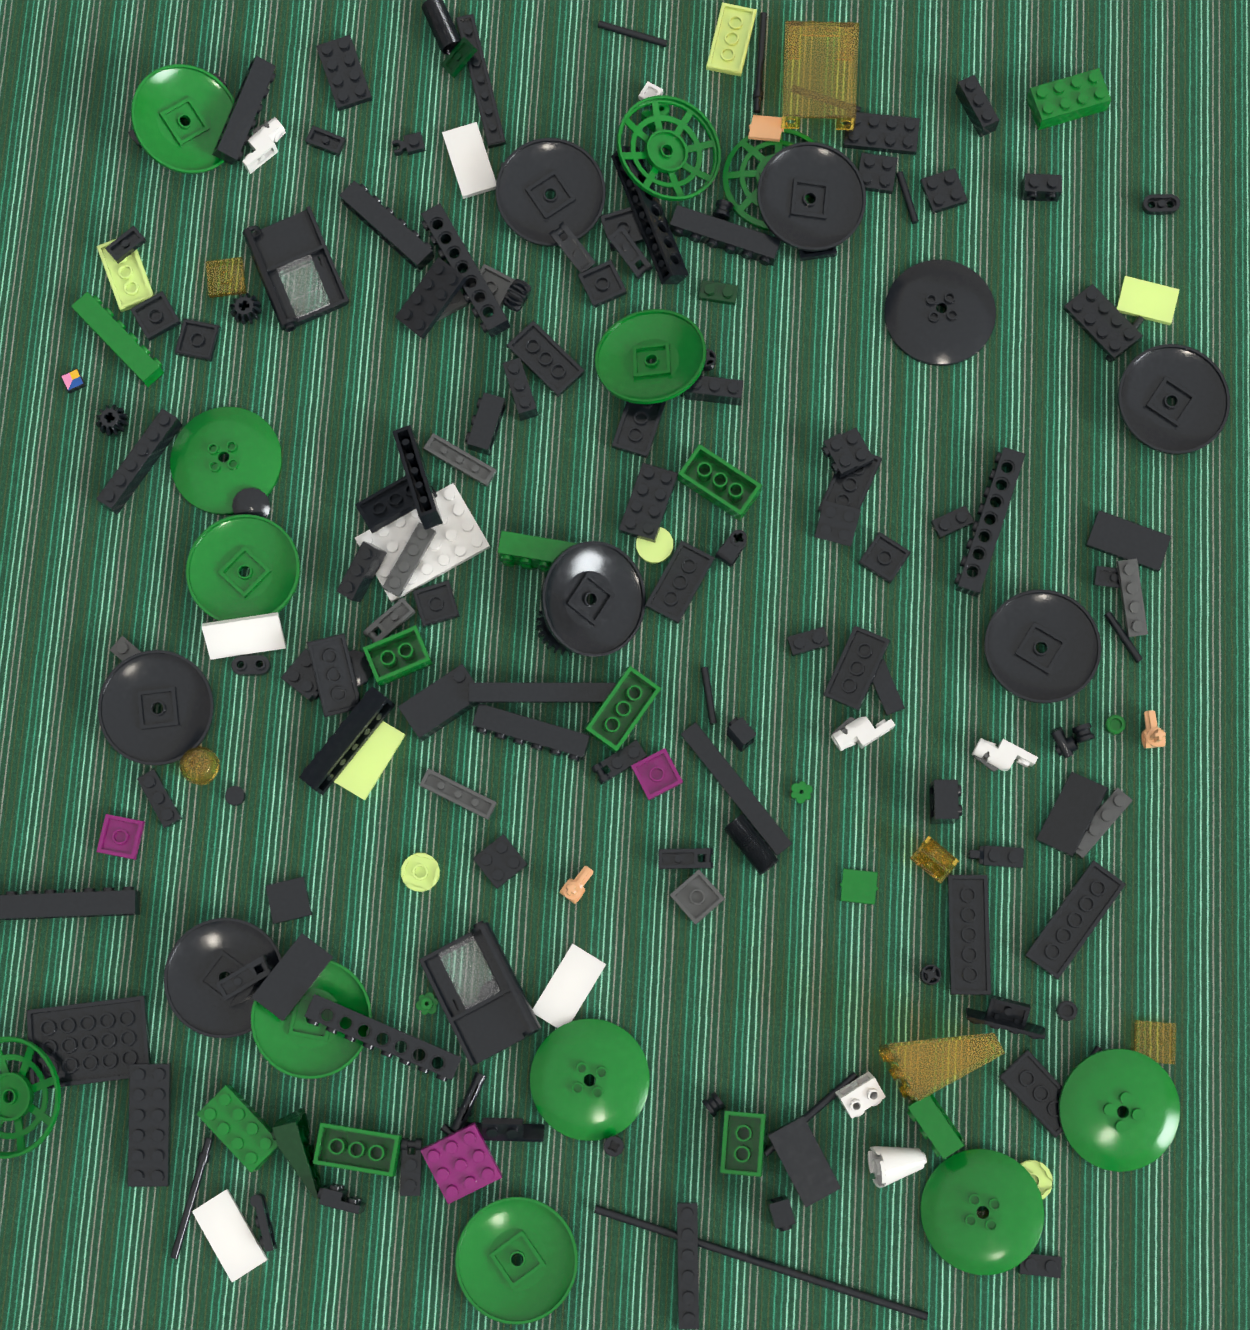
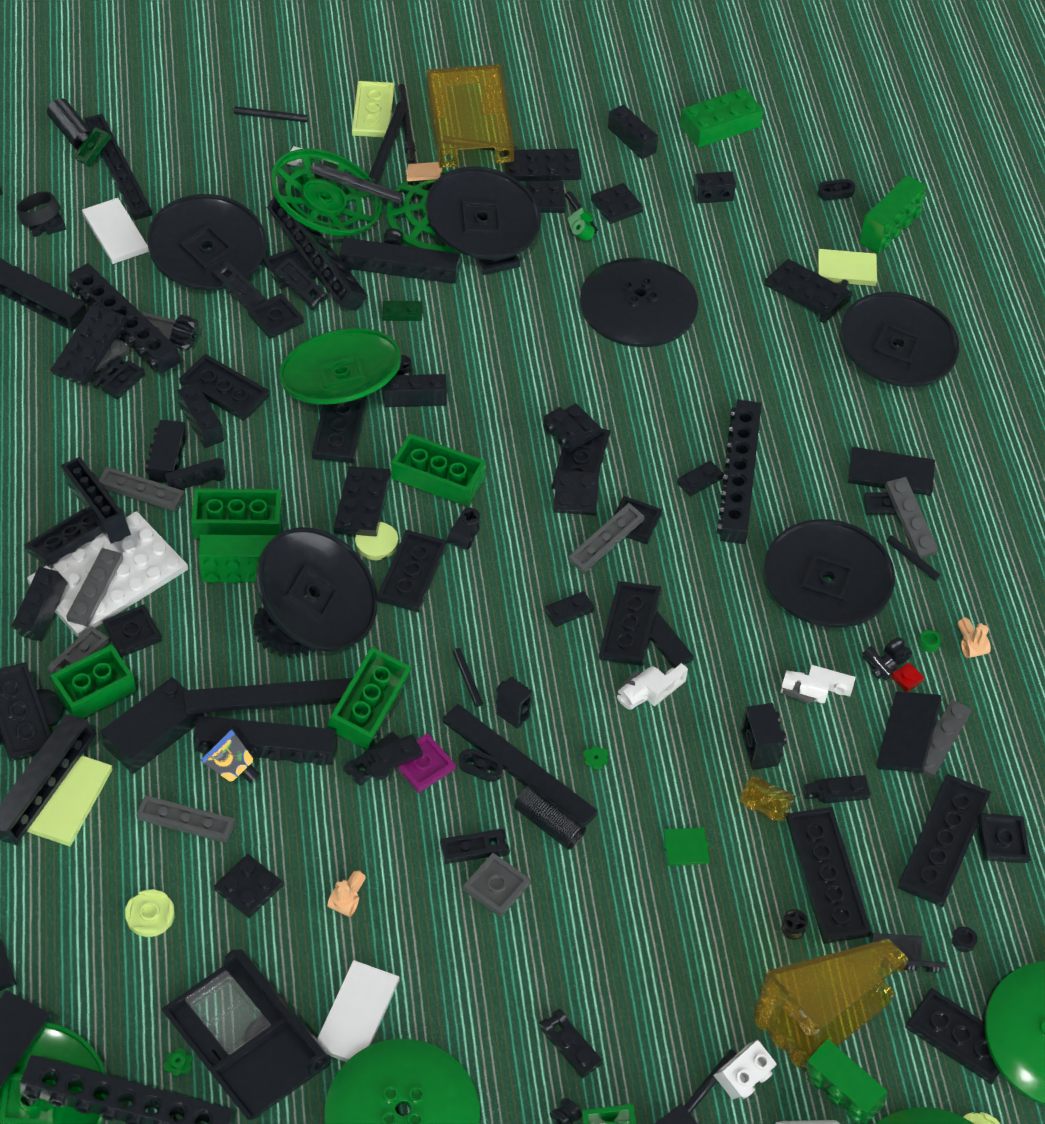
camera: 20 degrees left, 25 degrees down
(406, 138) = (41, 215): none -> black tyre
(456, 337) = (121, 381): none -> black plate
(501, 747) = (232, 756): none -> torso
(508, 453) = (196, 474): none -> black plate
(537, 502) = (236, 512): none -> green brick
(633, 766) = (394, 755): none -> black hinge
(698, 141) = (356, 182): none -> black axle
(704, 784) = (481, 766): none -> black plate
(729, 1044) = (570, 1043): none -> black plate
(737, 87) = (387, 142): none -> black axle
(854, 577) = (606, 538): none -> dark grey plate
(902, 216) = (580, 224): none -> green leg
(1085, 758) = (907, 677): none -> red plate
(1124, 928) = (1003, 838): none -> black tile
(1207, 248) = (892, 214): none -> green brick

